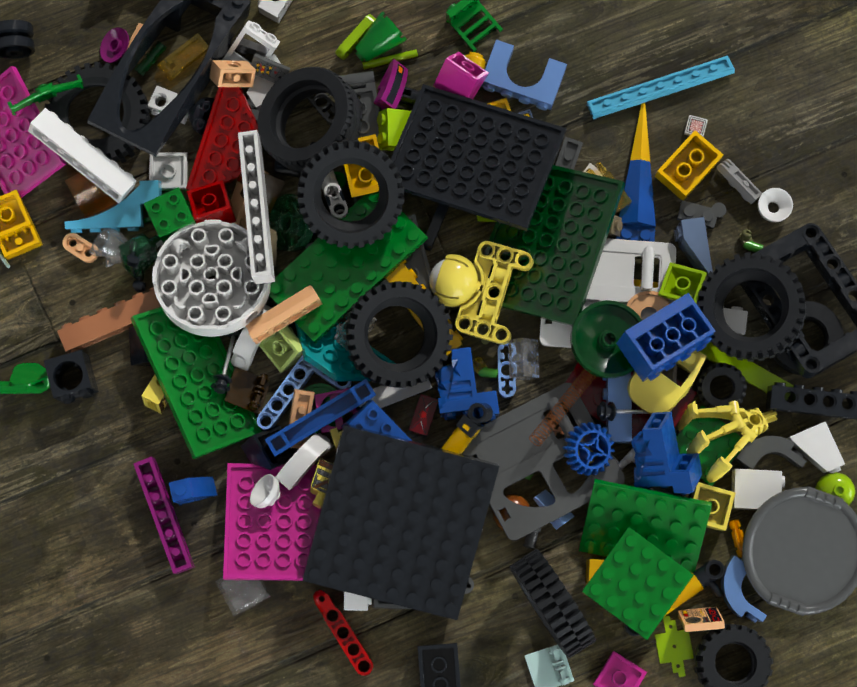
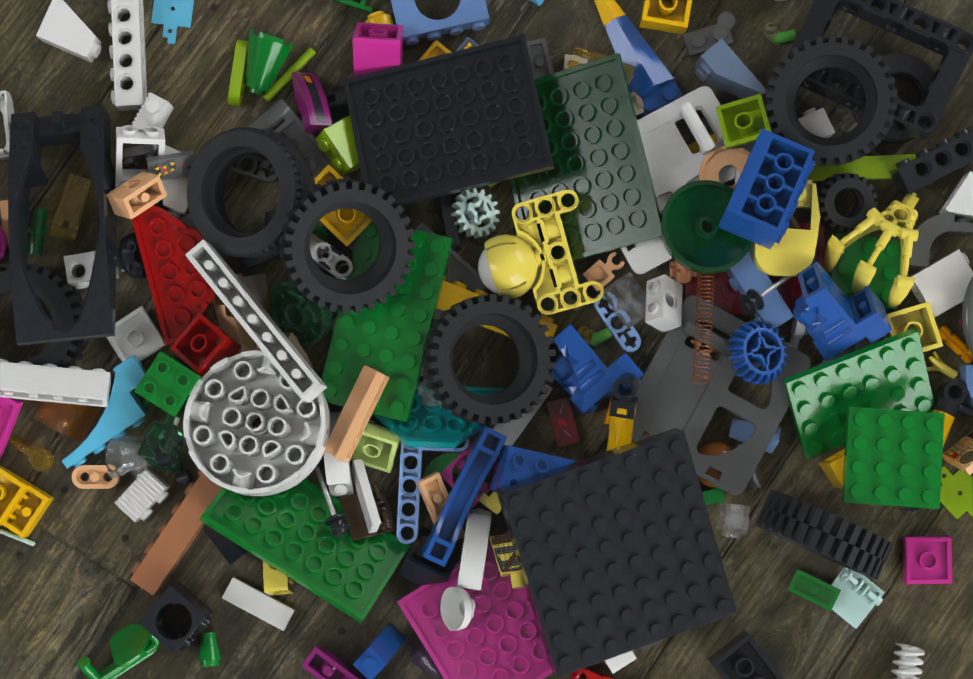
camera: 40 degrees left, 5 degrees up
(51, 212) = (39, 458): none -> clear yellow plate
(77, 416) = (209, 651): none -> green cone
(103, 280) = (142, 495): none -> white brick
(132, 405) = (258, 603): none -> white tile
(218, 515) = (422, 660): none -> clear purple cone
(253, 376) = (365, 495): none -> white tile
(281, 27) = (153, 112): none -> white brick
(457, 232) = (475, 213): none -> light aqua gear
(495, 534) = (713, 496): none -> green piece
(497, 557) = (732, 519): none -> clear brick
(519, 329) = (602, 272): none -> light nougat plate
(524, 645) = (814, 590): none -> green plate
(546, 375) = (663, 303): none -> white brick
(571, 362) = (680, 273): none -> nougat gear
(717, 547) = (940, 366): none -> light yellow bar

